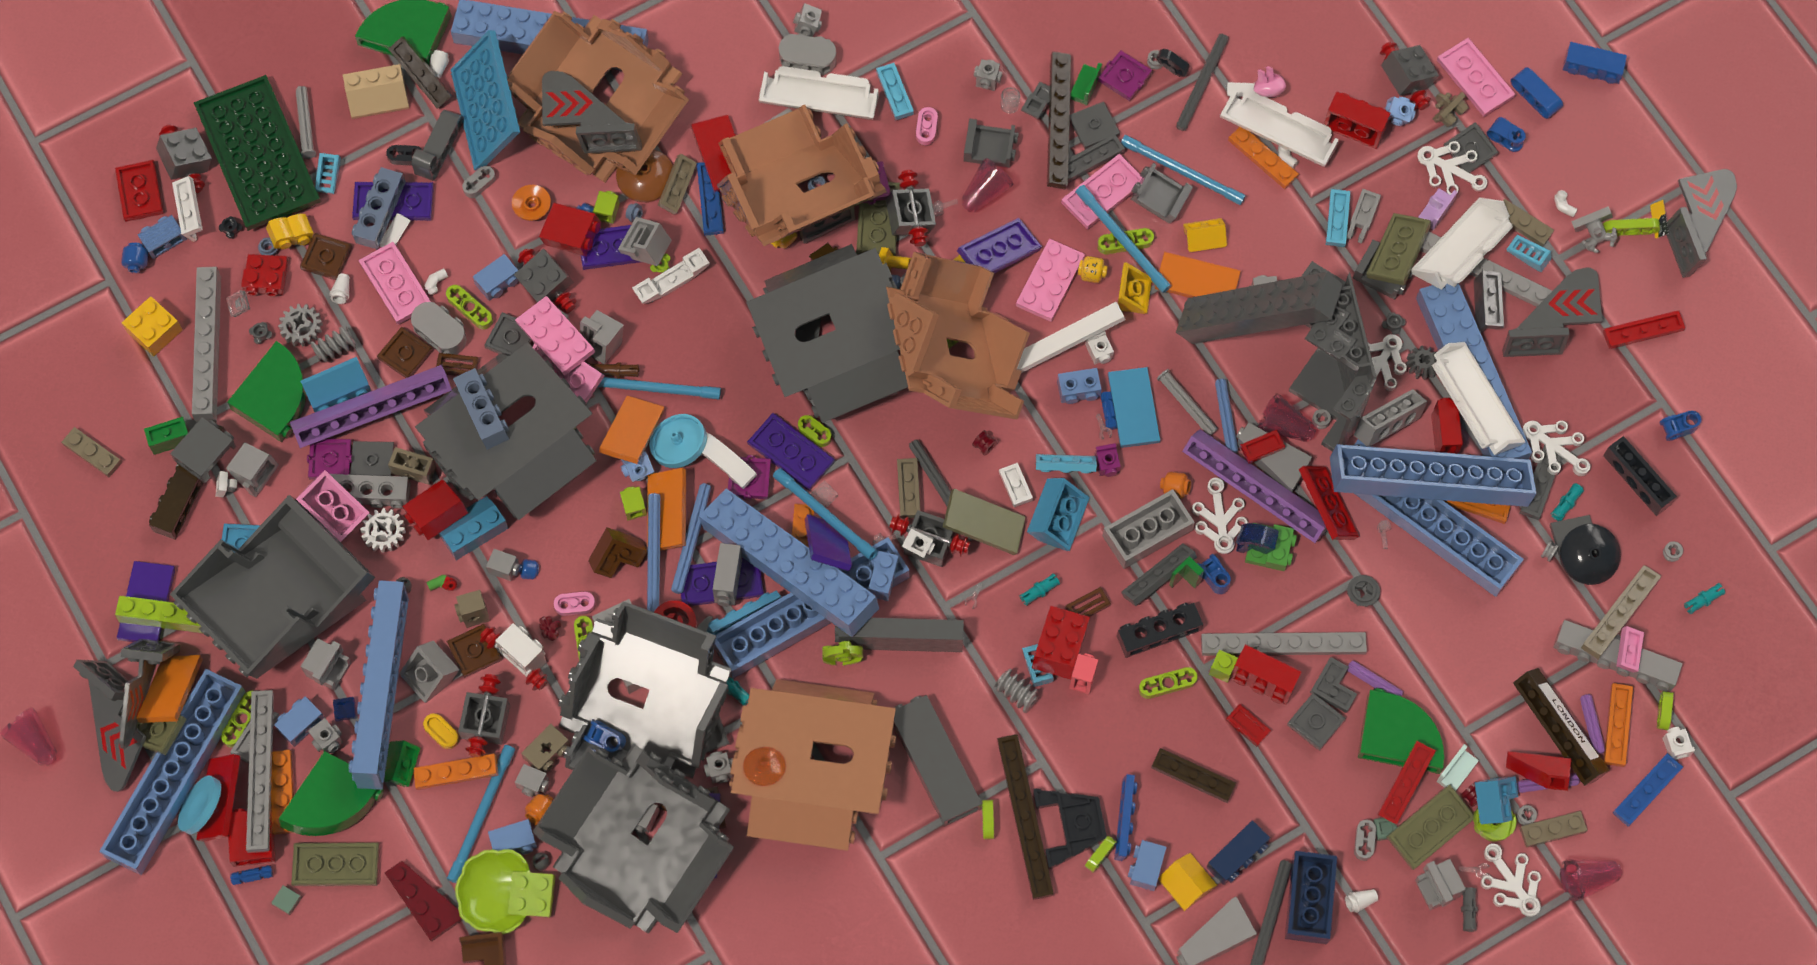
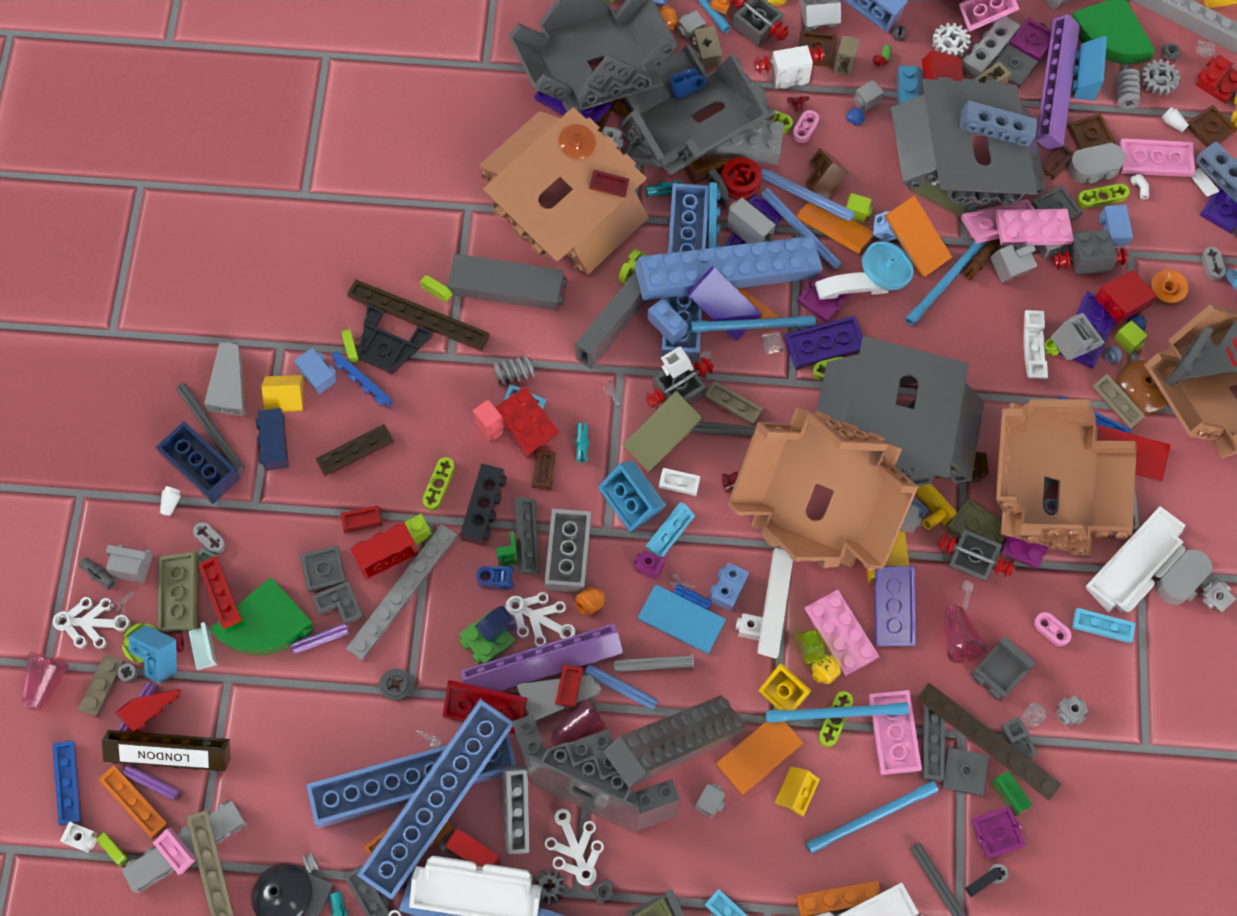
camera: 125 degrees right, 0 degrees up
(784, 712) = (609, 183): none -> dark red tile
(1082, 292) = (810, 645): none -> clear neon green slope
(1160, 194) = (860, 776): dark grey panel -> none

